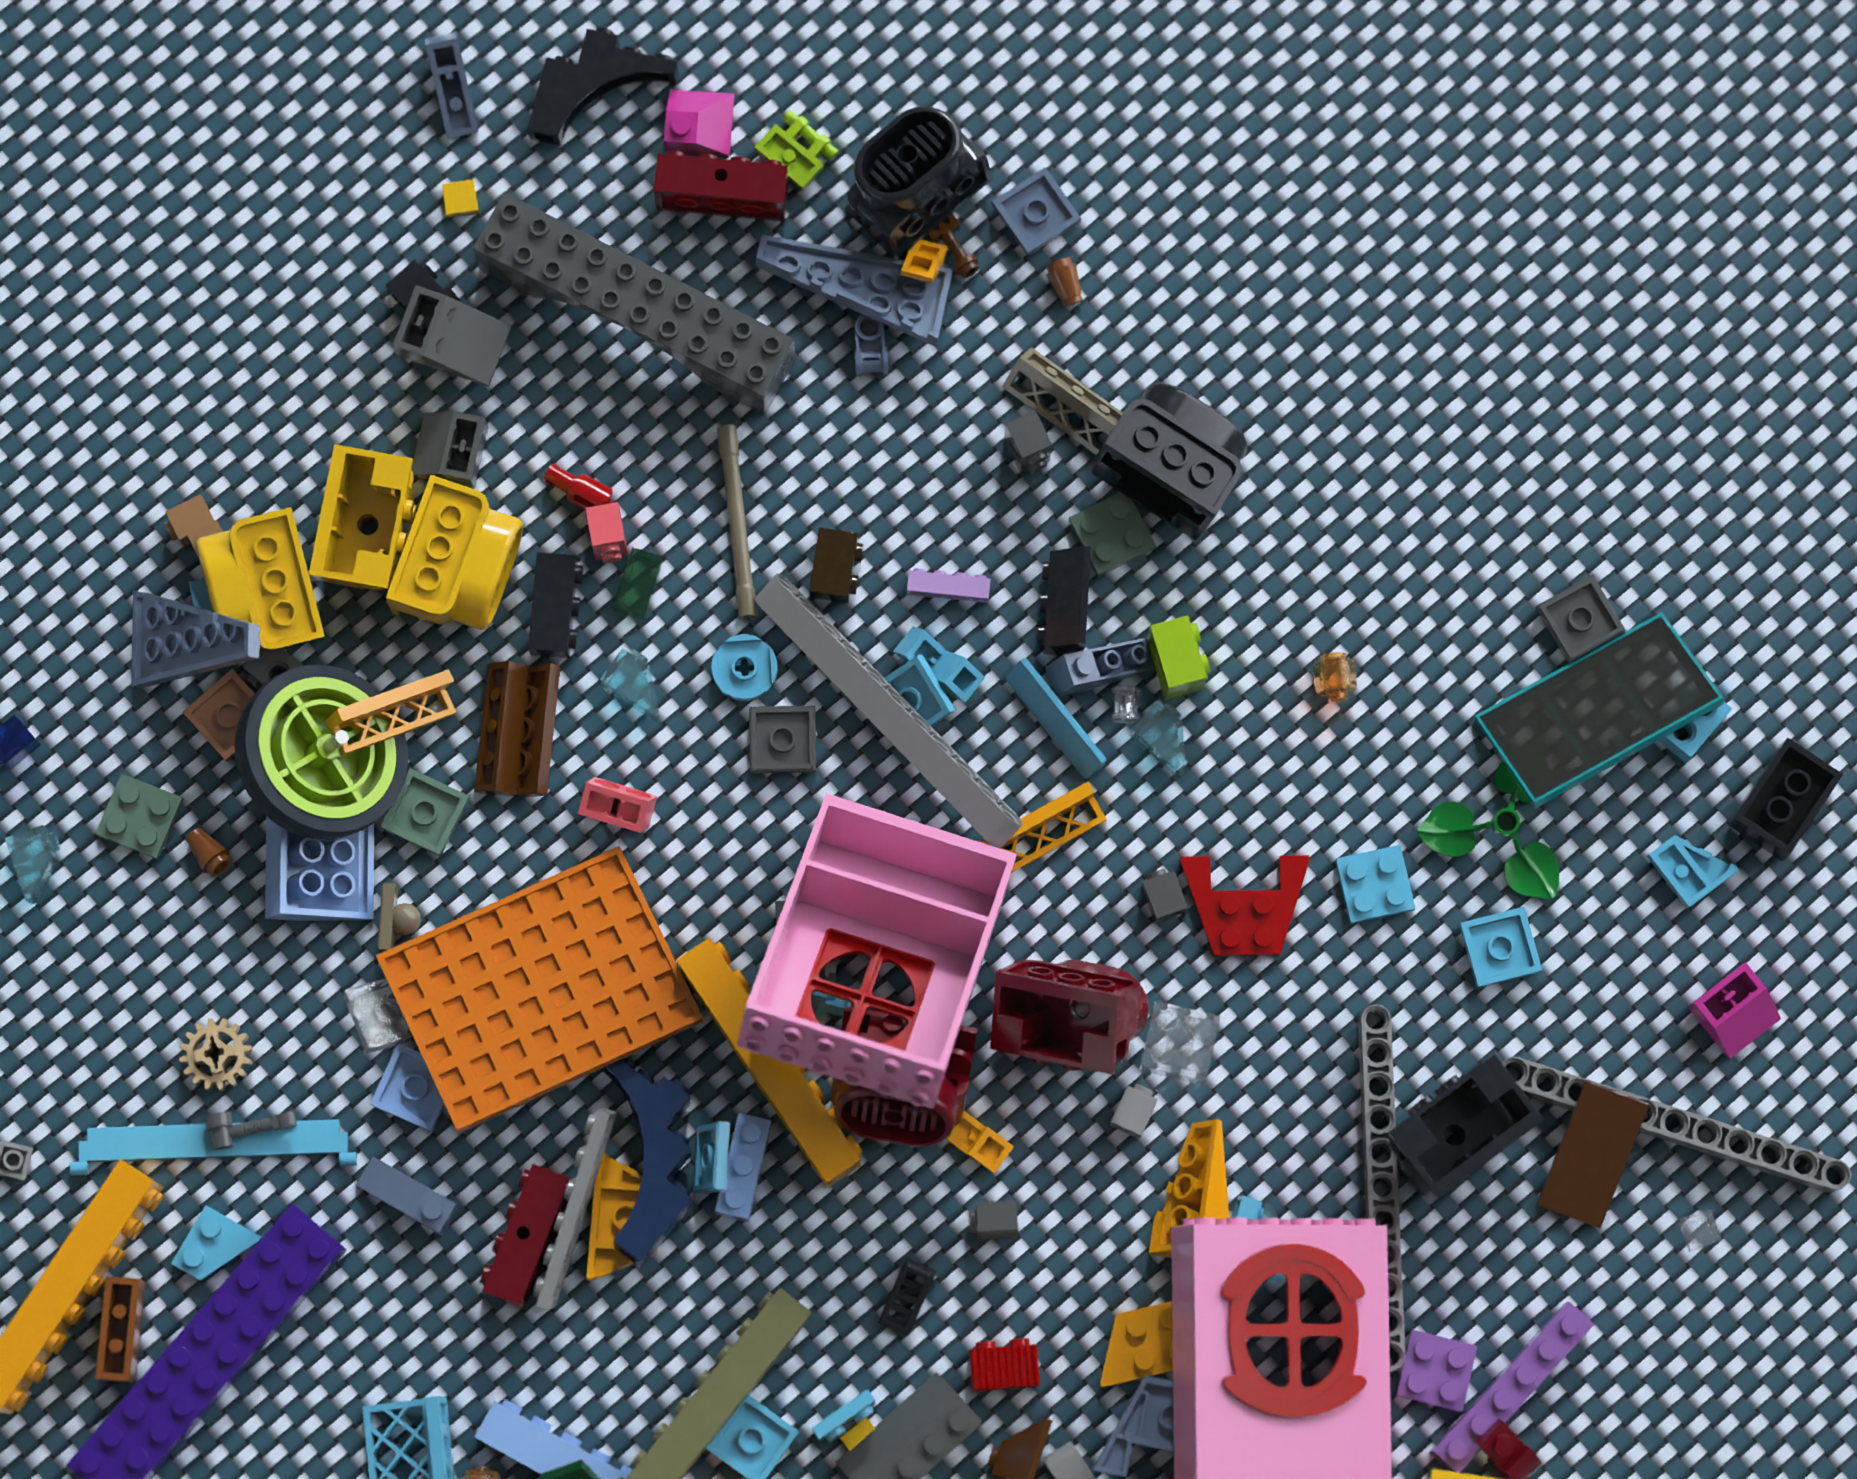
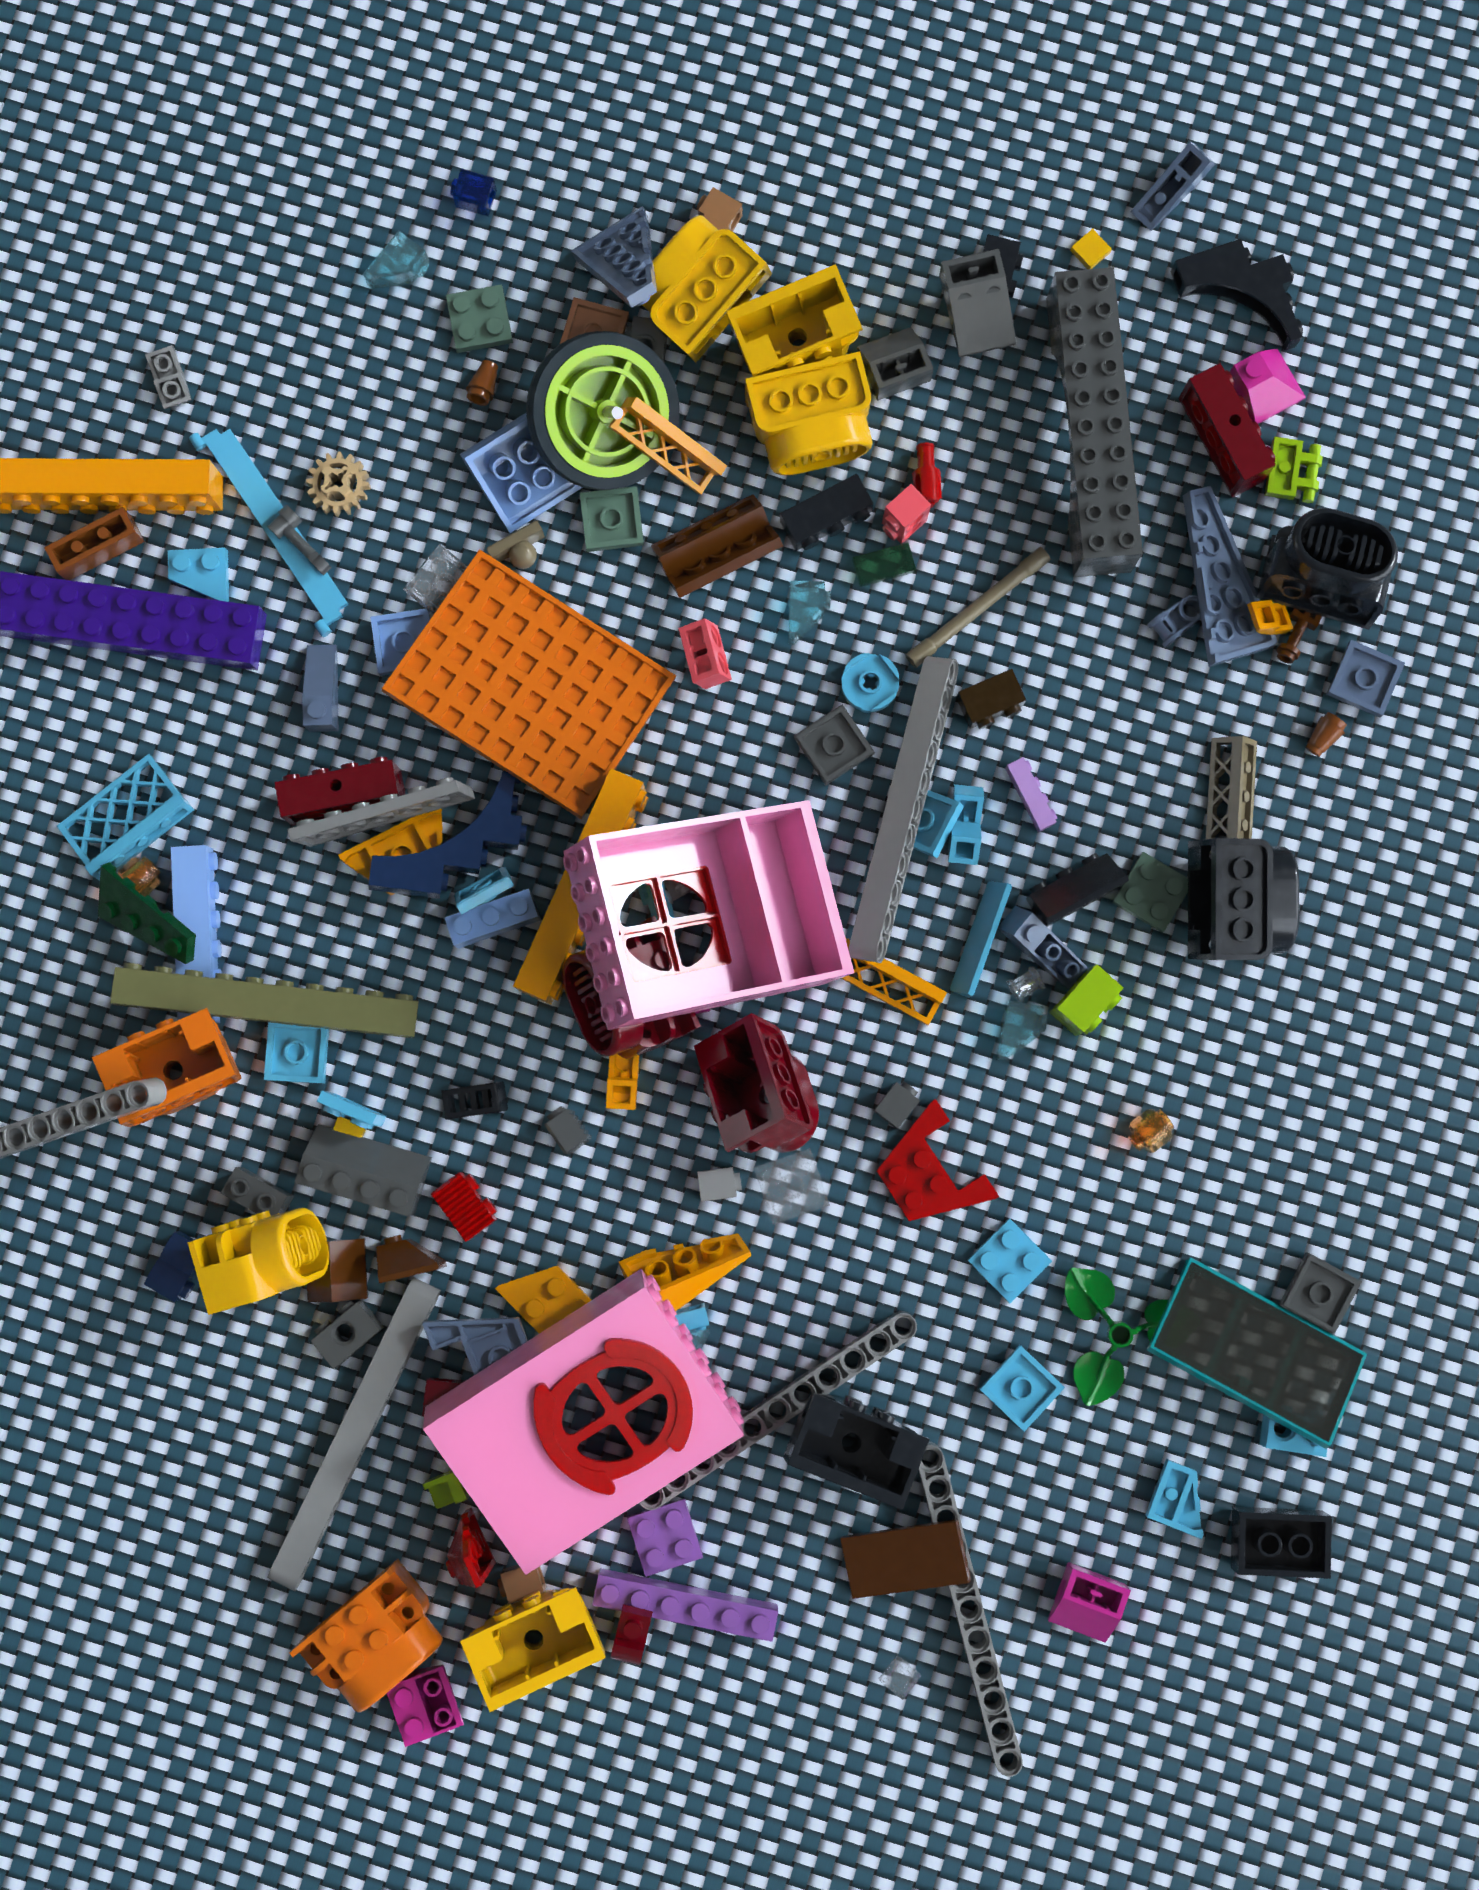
camera: 65 degrees right, 5 degrees up
(1028, 443) = (1180, 783): dark grey brick -> none

